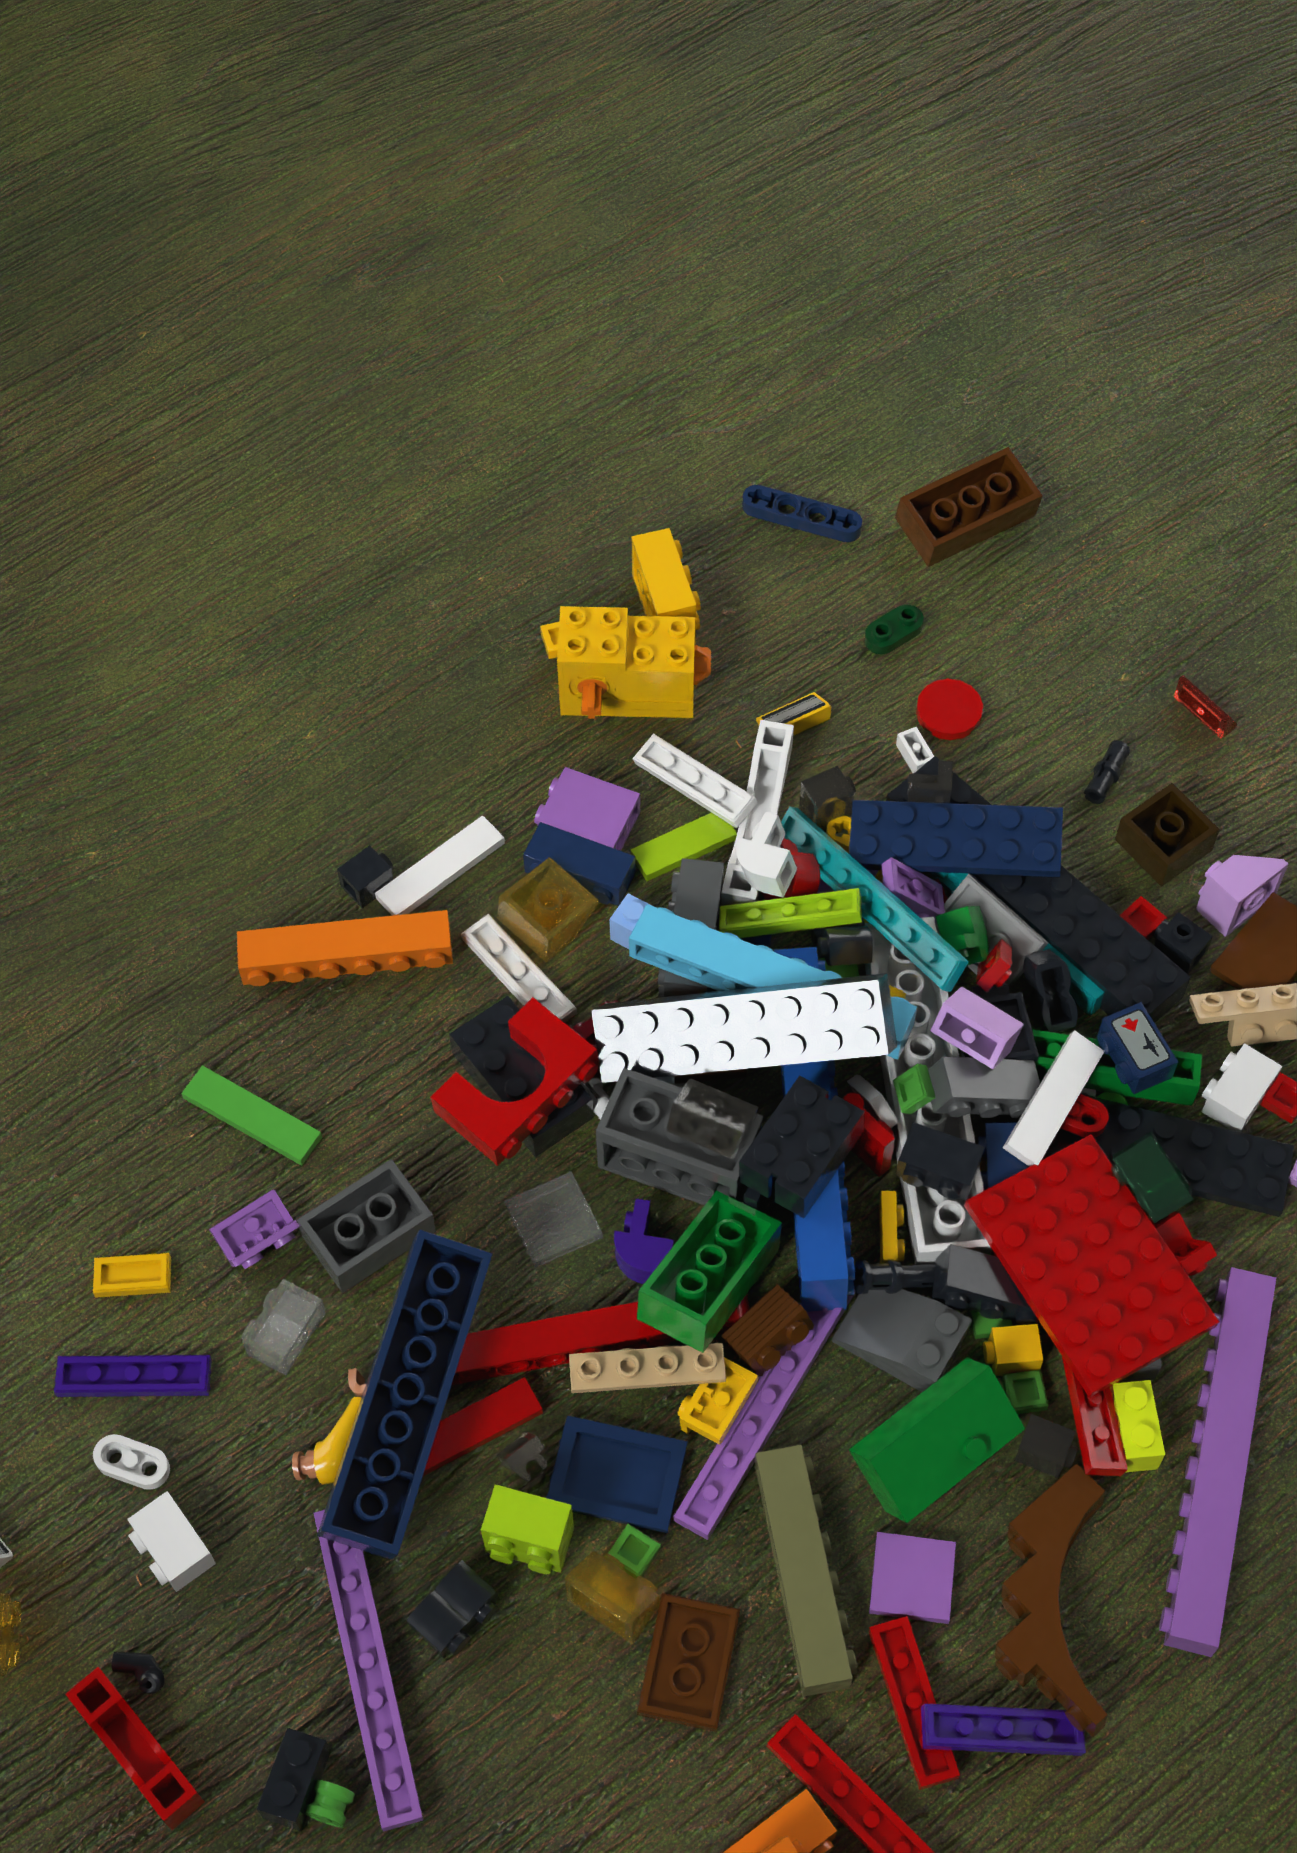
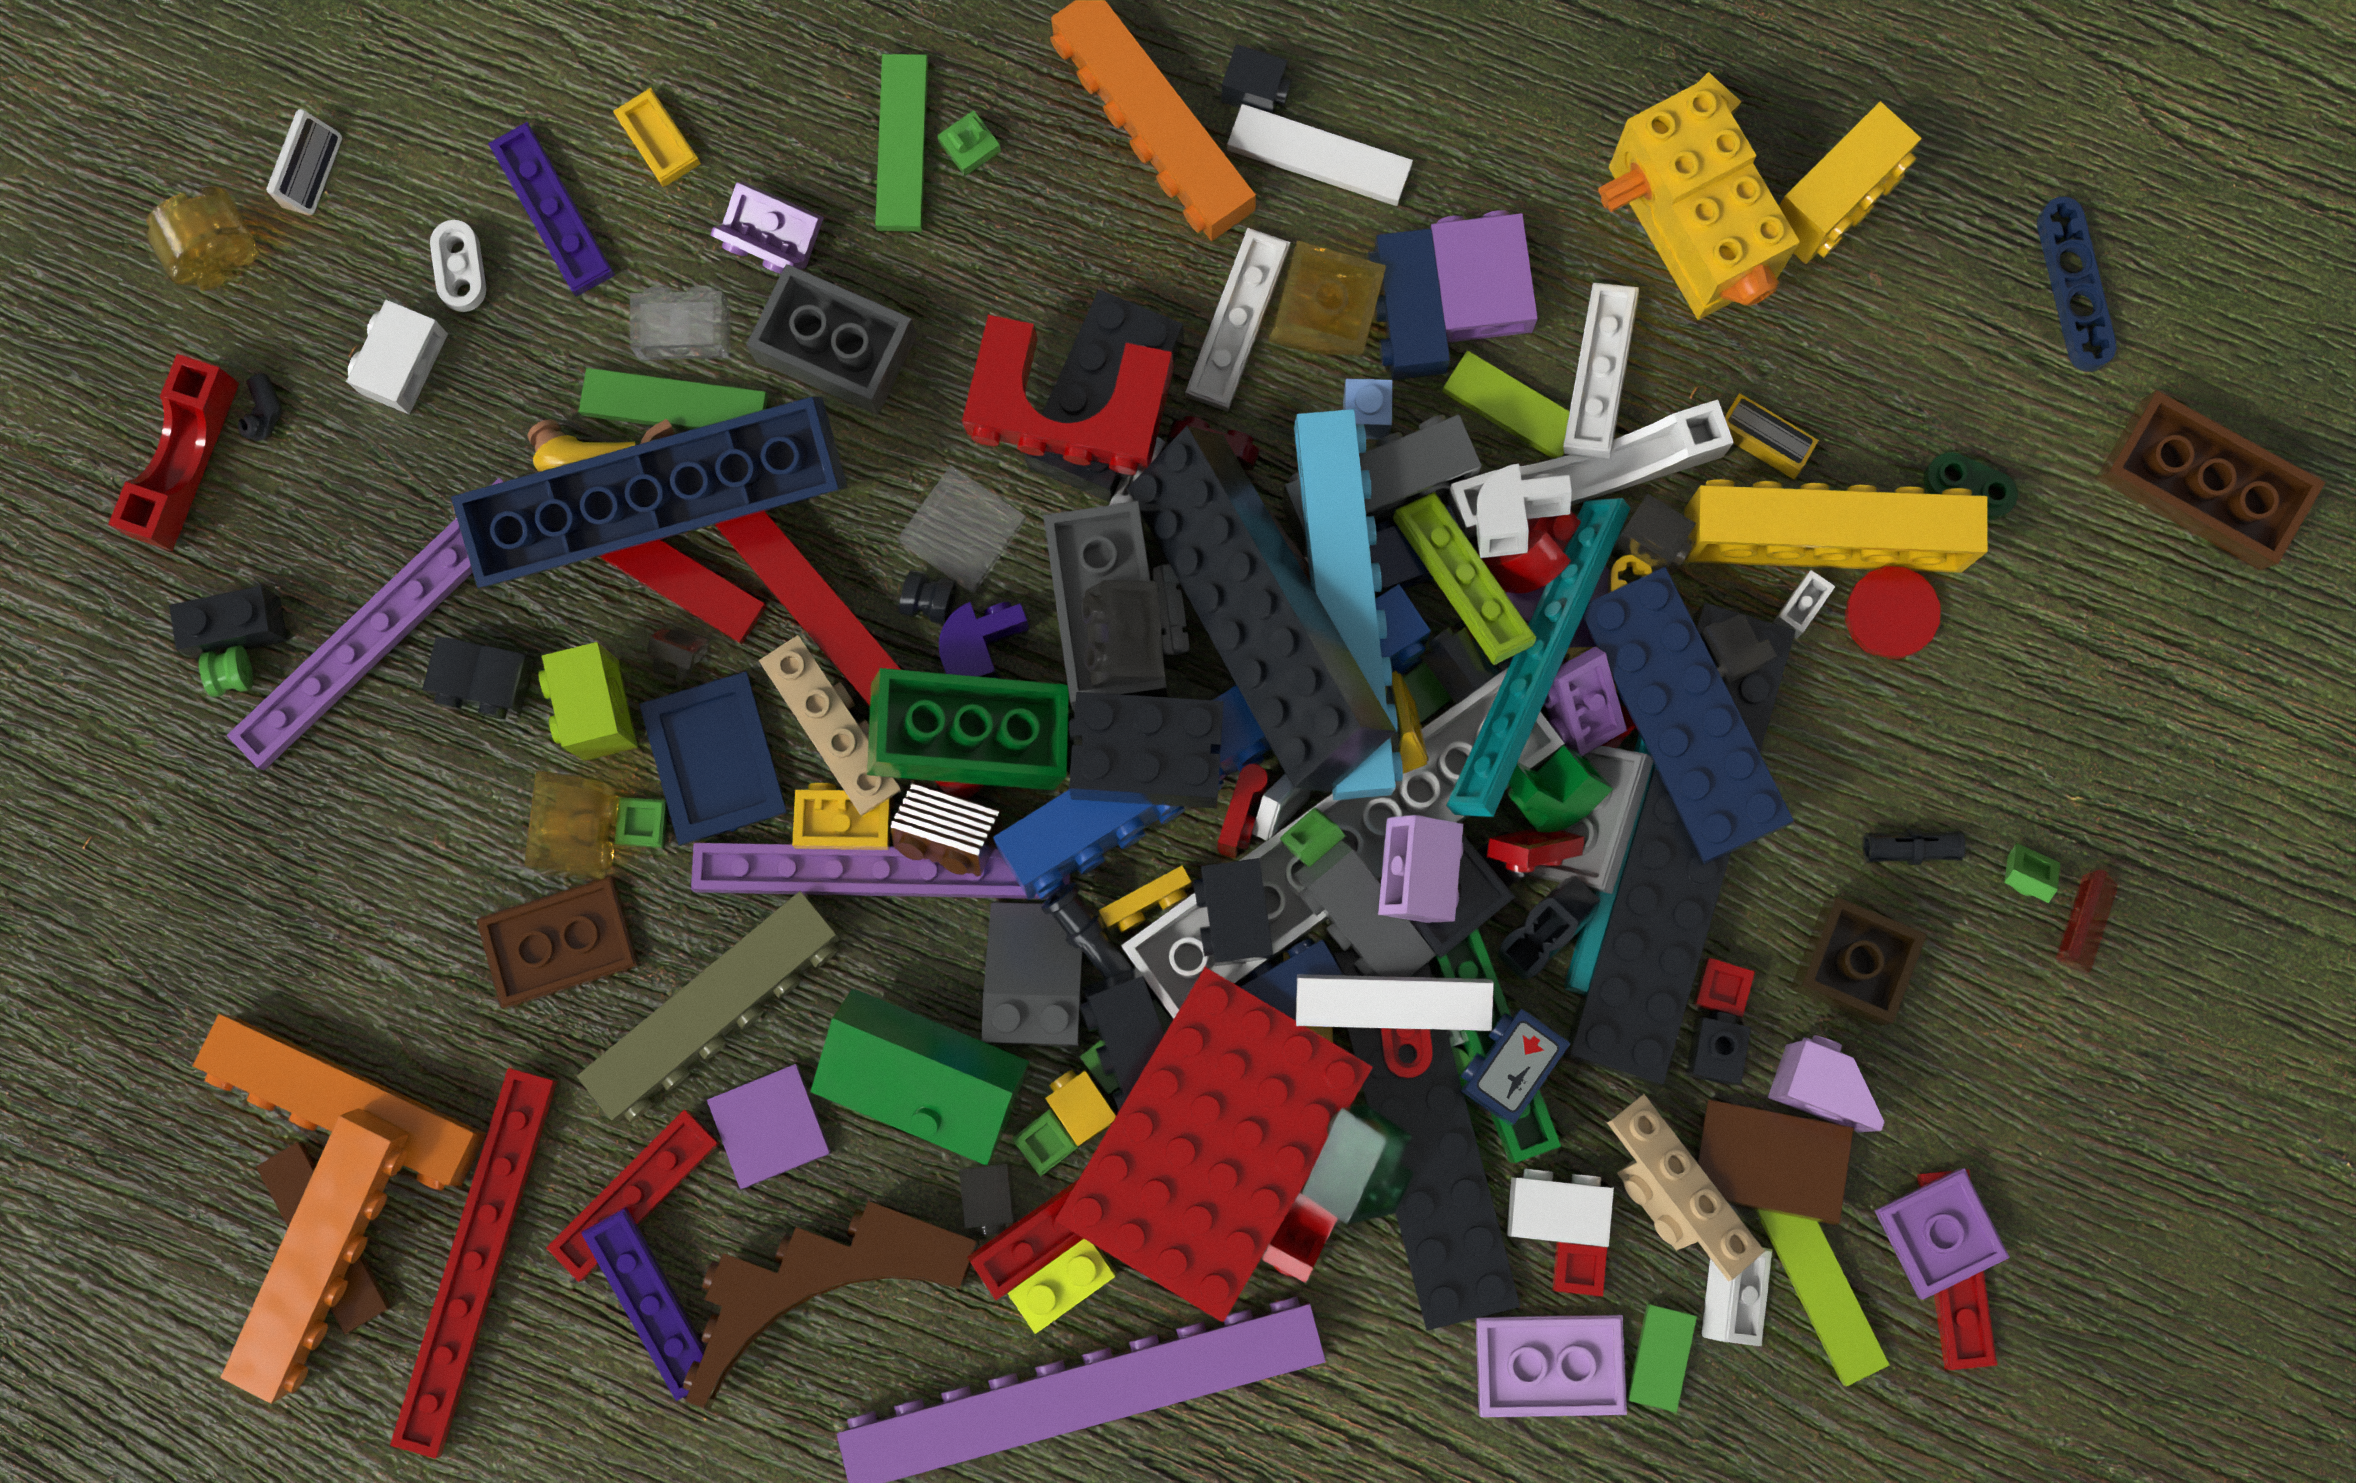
camera: 65 degrees right, 20 degrees up
(282, 1073) = (969, 143): none -> bright green tile
(329, 1371) = (654, 399): none -> bright green tile
(592, 1261) = (932, 598): none -> black wheel
(884, 698) = (1836, 527): none -> yellow brick
(1160, 718) = (2032, 873): none -> bright green plate

